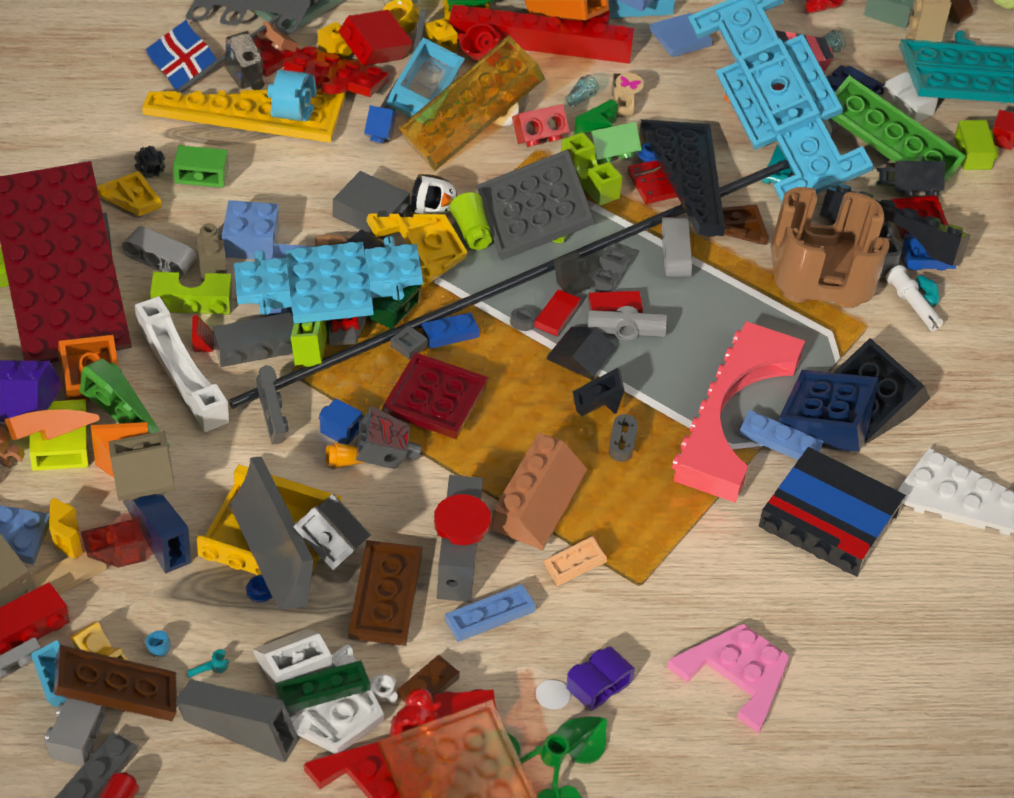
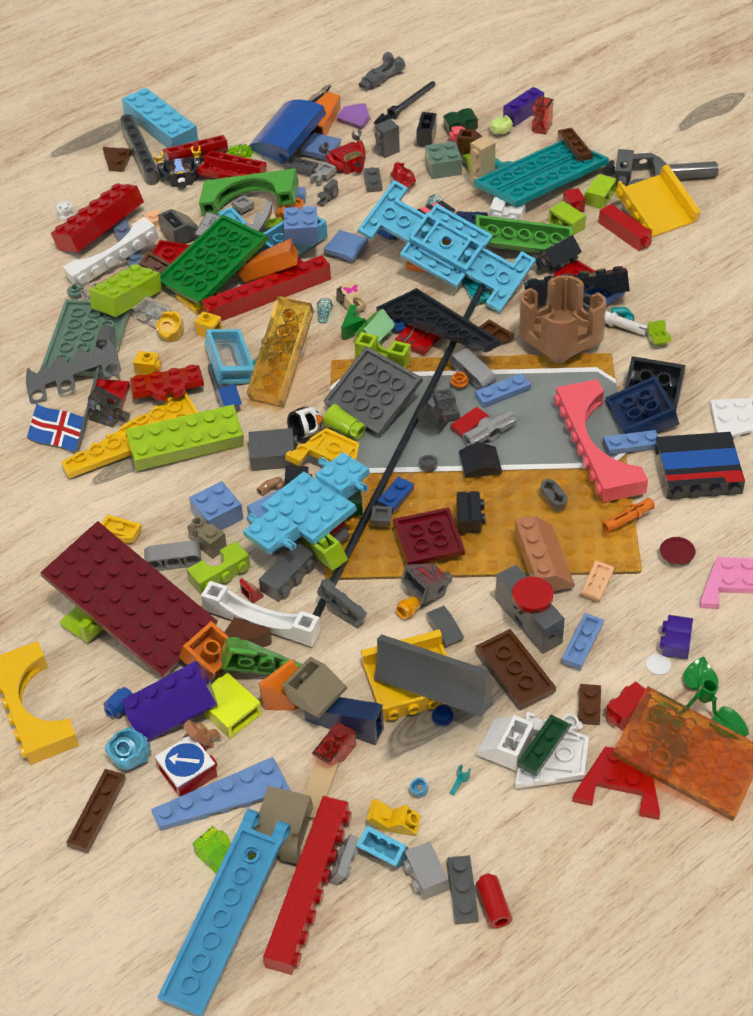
camera: 30 degrees left, 0 degrees up
(48, 422) = (227, 701): orange slope -> none
(64, 528) = (298, 764): yellow slope -> none
(115, 683) = (427, 826): reddish brown plate -> none
(147, 377) = (248, 631): none -> reddish brown slope
(149, 161) = (108, 504): black gear -> none
(201, 166) = (140, 488): bright green brick -> none
(240, 717) = (511, 796): dark grey slope -> none
(280, 40) = (117, 382): nougat plate -> none
(290, 138) = (184, 437): none -> lime brick
(292, 95) = (162, 406): medium azure brick -> none
(332, 531) = (466, 650): dark grey panel -> none
(340, 421) = (387, 588): blue brick -> none
(361, 496) = (443, 620): none -> dark grey slope
(375, 37) = (174, 346): red brick -> none
(418, 711) = (613, 727): red hair -> none
(420, 29) = (192, 327): dark grey piece -> none
(476, 38) = (236, 319): red hair -> none
(506, 396) = (469, 512): none -> black brick
(539, 120) = (323, 343): brick -> none
(557, 312) = (443, 447): red tile -> none
(602, 391) = (521, 474): black slope -> none
(651, 251) = (459, 380): none -> orange plate
(687, 512) = (634, 512): none -> orange pin
(690, 291) = (502, 390): none -> medium blue plate
(703, 587) = (677, 550): none -> dark red piece
(946, 335) = (657, 333): none -> lime bracket

